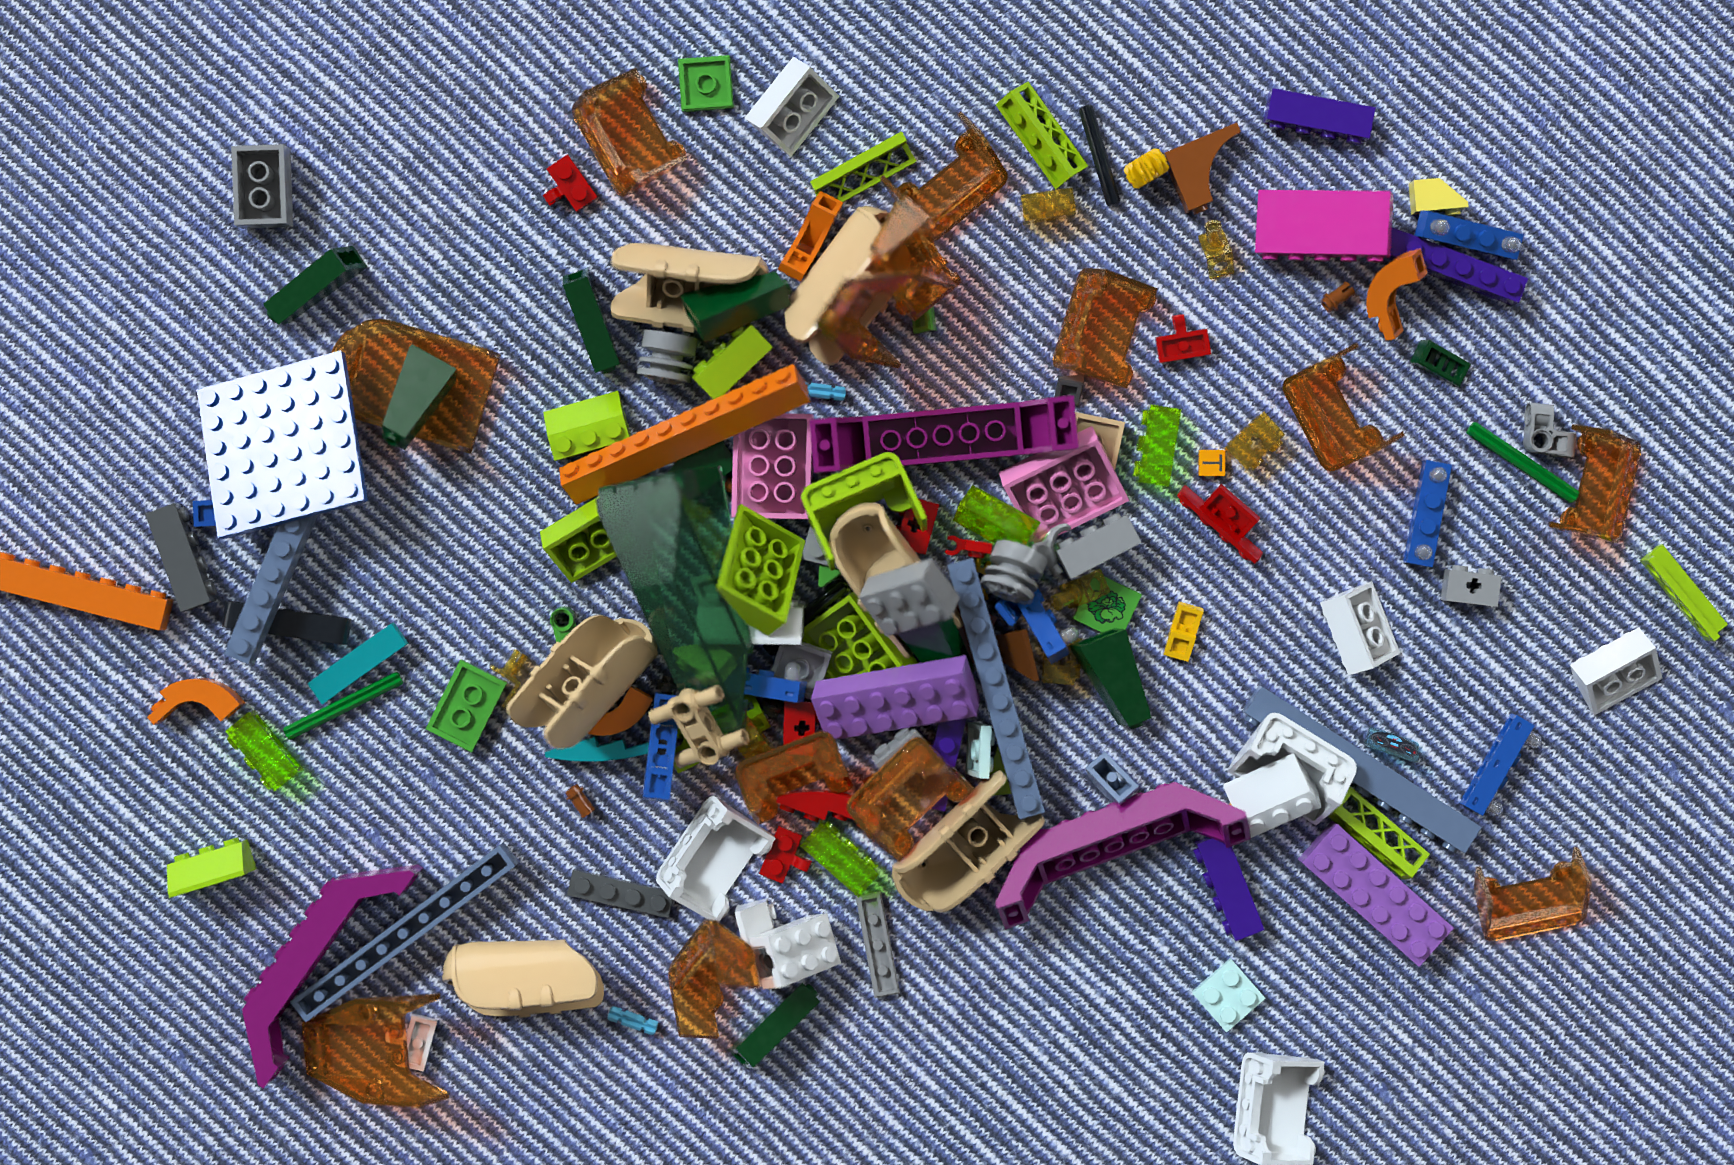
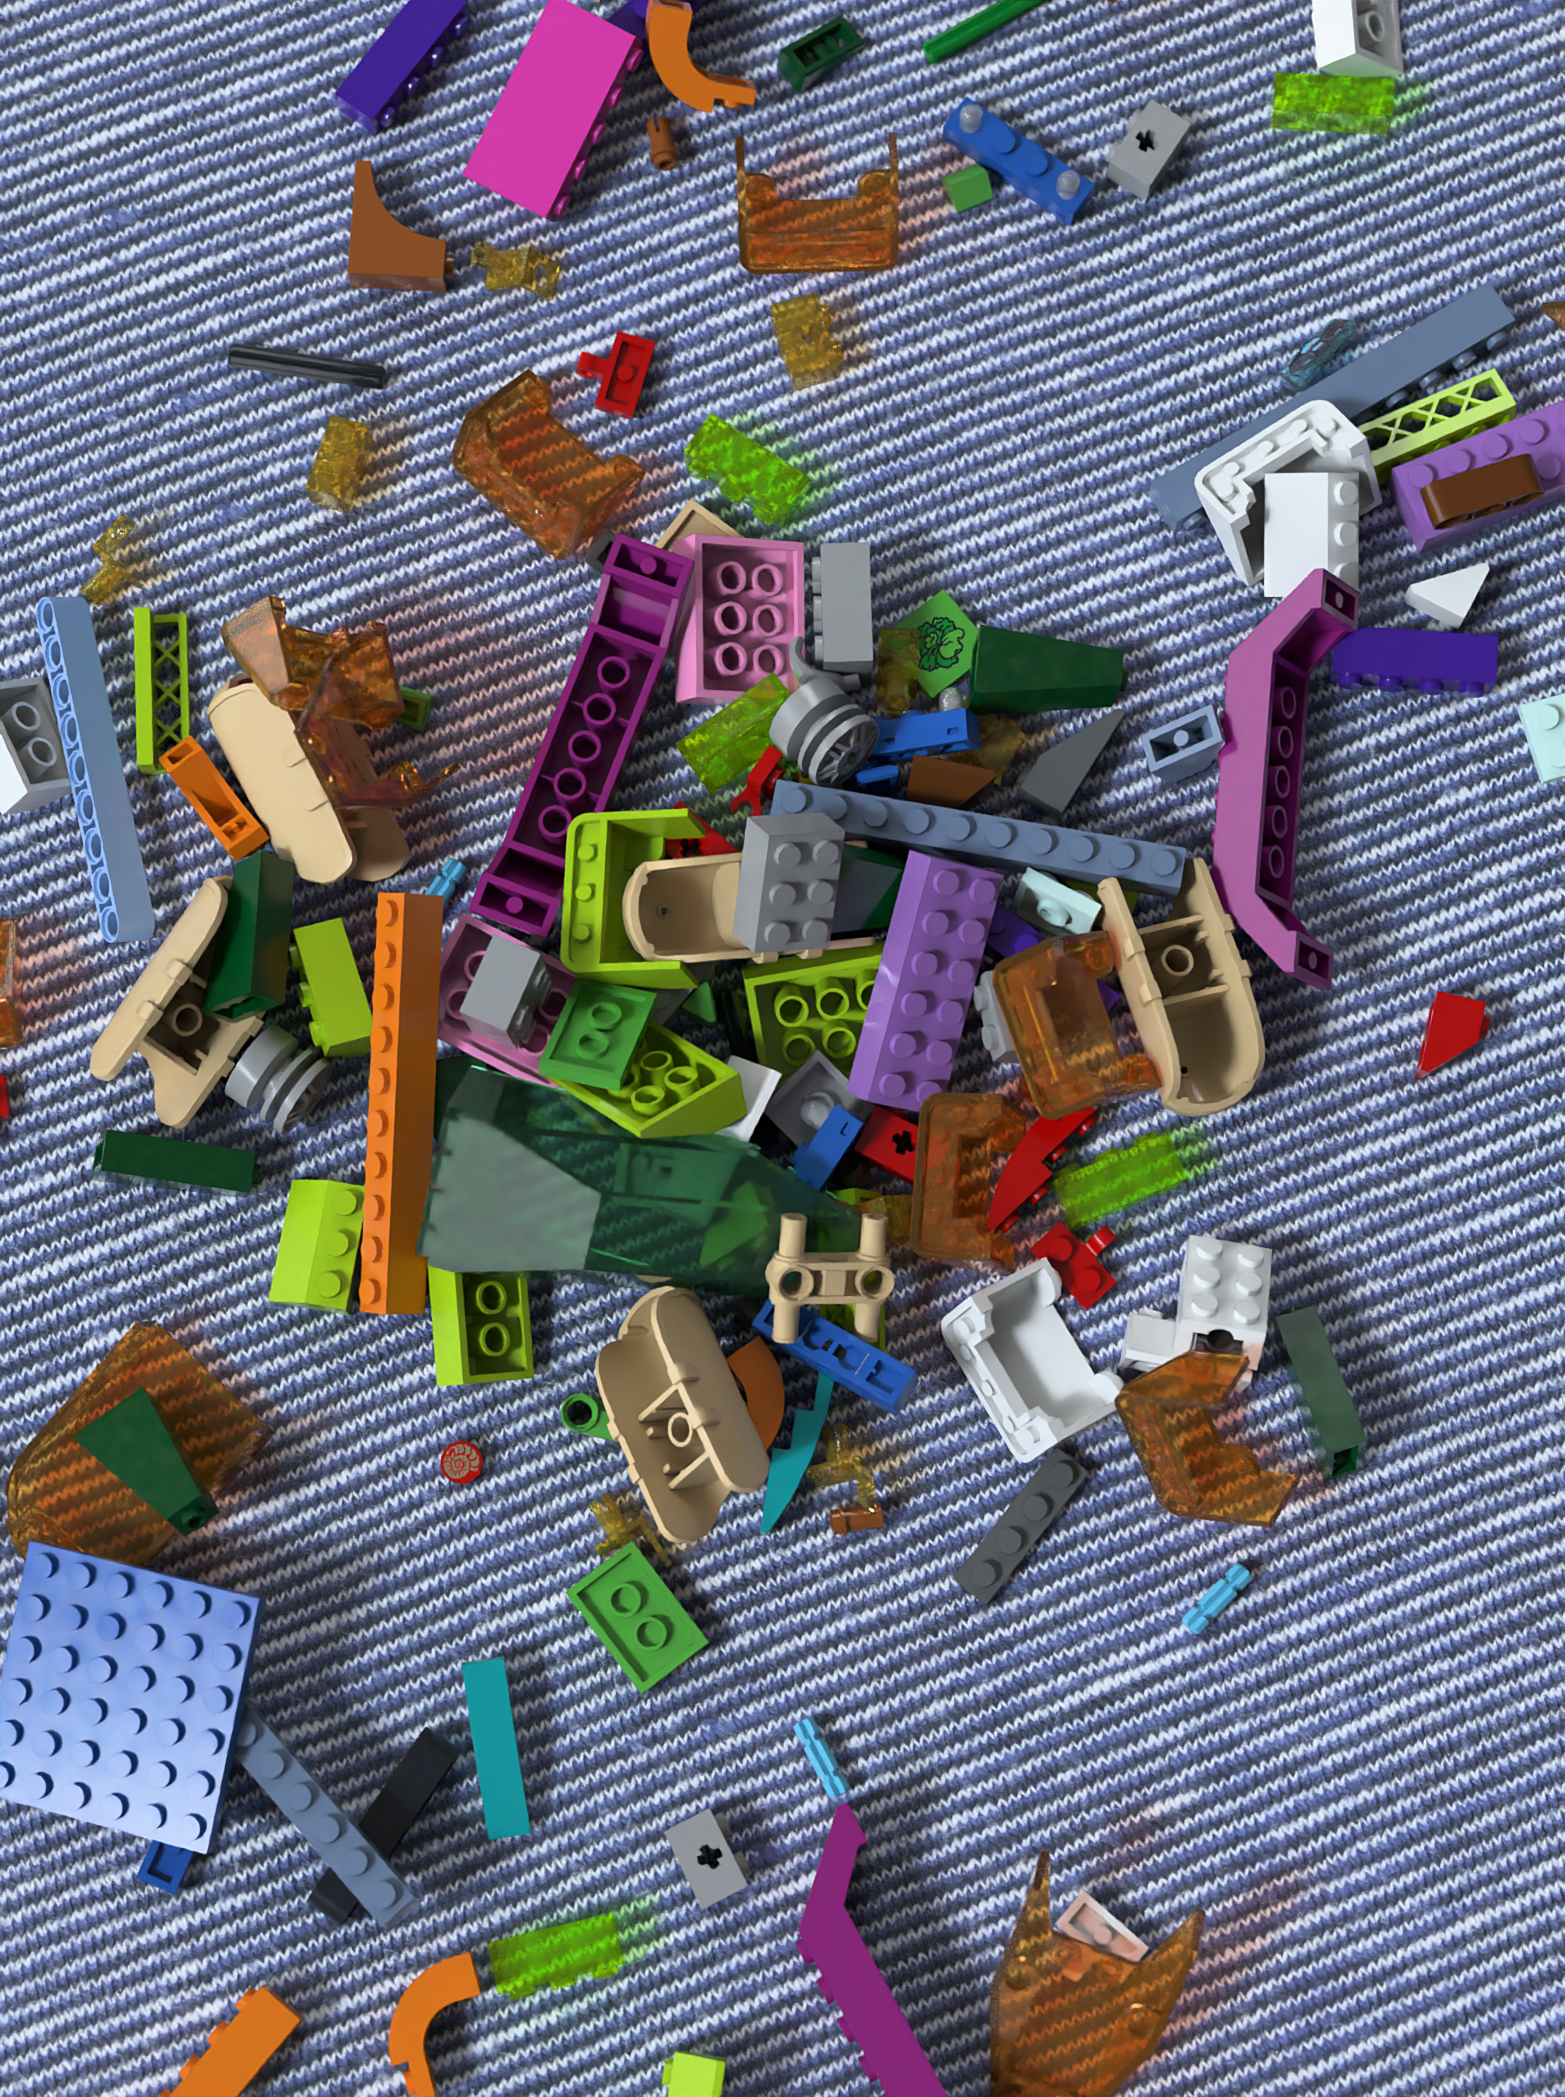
camera: 65 degrees left, 10 degrees down
(181, 557) = (209, 1937): dark grey brick -> none
(342, 814) = (708, 1883): none -> light grey brick
(343, 705) = (548, 1803): green axle -> none
(404, 932) = (927, 1873): sand blue brick -> none
(440, 843) = (821, 1757): none -> medium azure axle
(505, 565) = (461, 1462): none -> tile
(522, 977) = (1078, 1723): tan animal -> none
(604, 779) = (844, 1468): none -> clear yellow bracket
(769, 466) = (506, 993): none -> light grey brick
(772, 529) = (598, 1034): none -> bright green plate
(798, 157) = (95, 769): none -> light blue beam
(877, 944) = (1269, 1190): light grey tile -> none
(922, 105) = (111, 571): none -> clear yellow bracket
(960, 185) = (247, 557): clear orange windscreen -> none
(1016, 1005) = (1450, 1031): none -> red slope
(1038, 136) = (238, 432): lime fence -> none
(1062, 714) = (1066, 766): none -> dark grey slope
(1146, 168) = (356, 308): yellow gear -> none
(1183, 631) = (1023, 559): yellow slope -> none
(1211, 462) = (806, 413): light orange tile -> none
(1227, 516) = (890, 422): red bracket -> none
(1277, 891) = (1448, 595): none -> white slope
(1344, 884) = (1482, 491): none -> reddish brown beam
(1360, 628) = (1134, 321): white slope -> none
(1397, 491) = (968, 188): none -> bright green slope
(1495, 766) = (1410, 225): blue piece -> none
(1551, 683) = (1331, 103): none -> clear neon green brick

